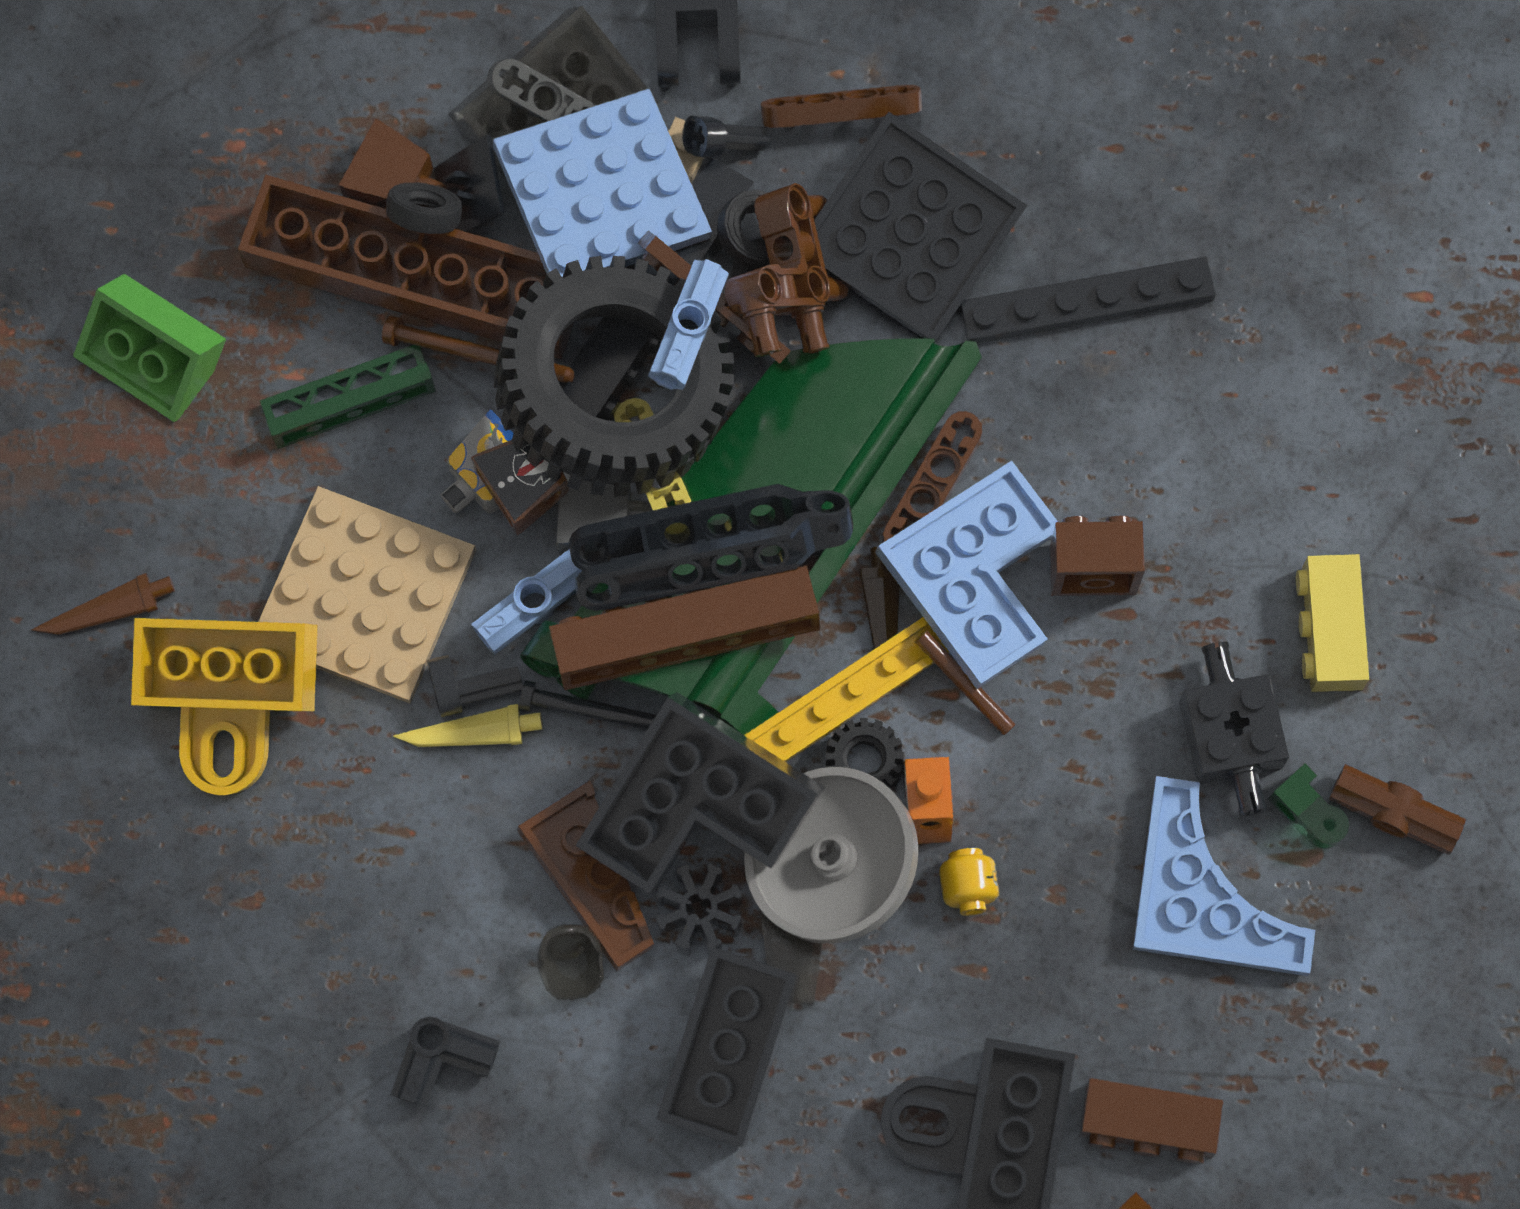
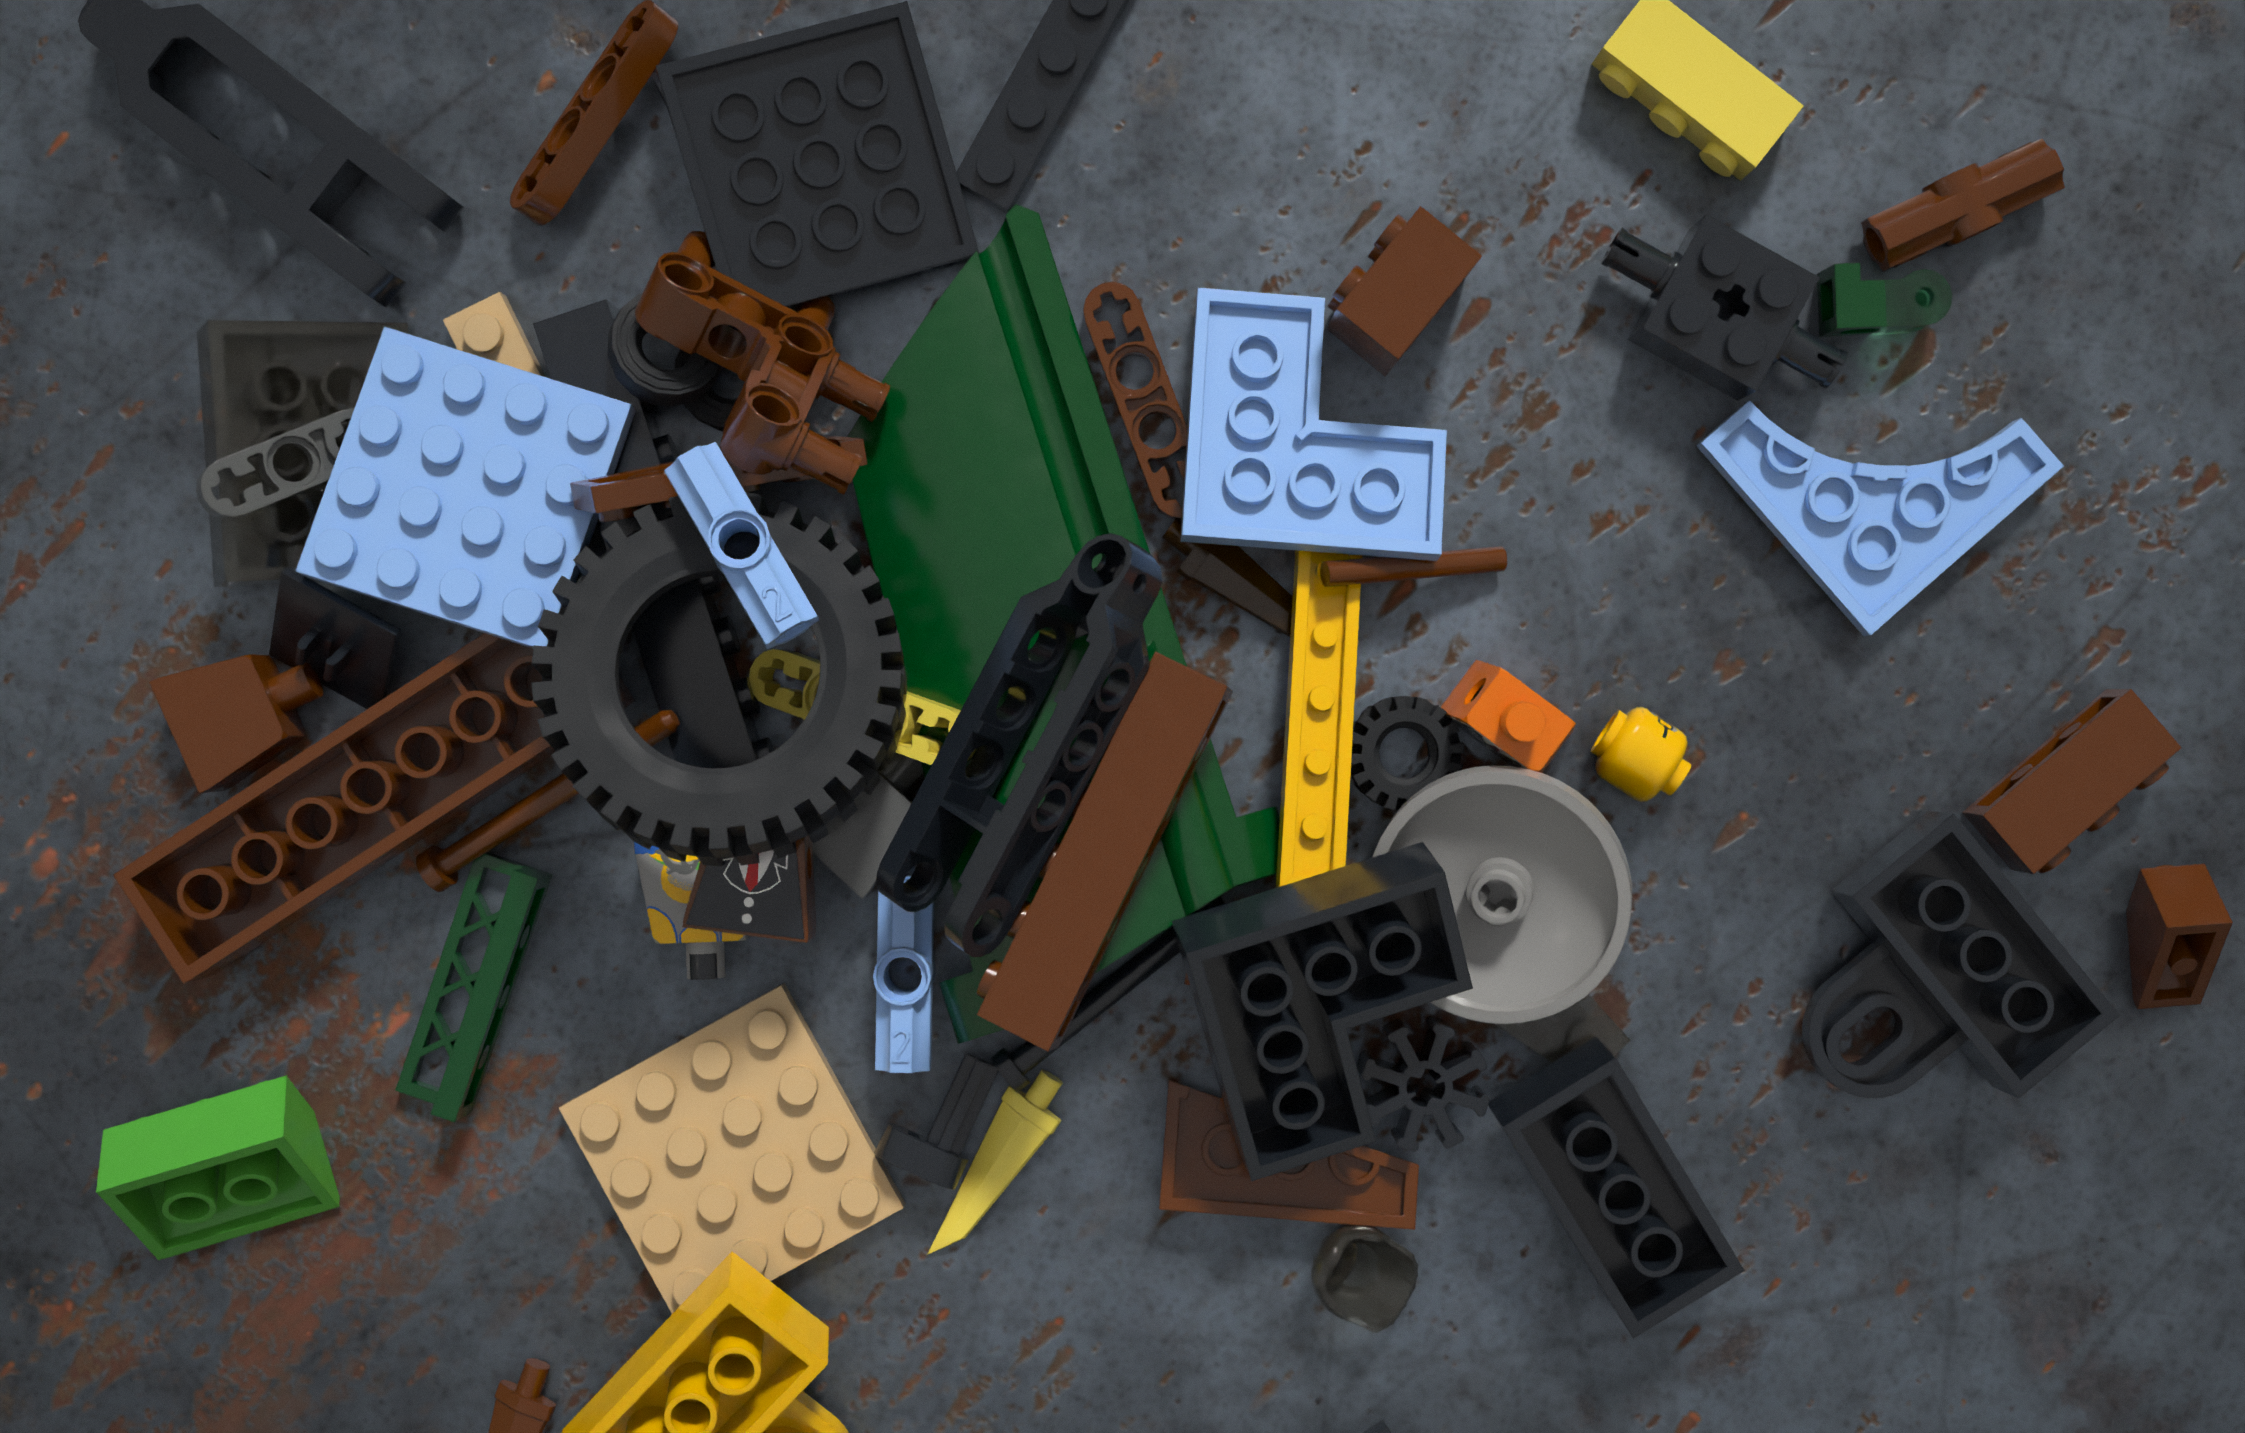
camera: 50 degrees left, 15 degrees up
(423, 208) = (331, 740): black tyre -> none
(710, 137) = (506, 306): black piece -> none

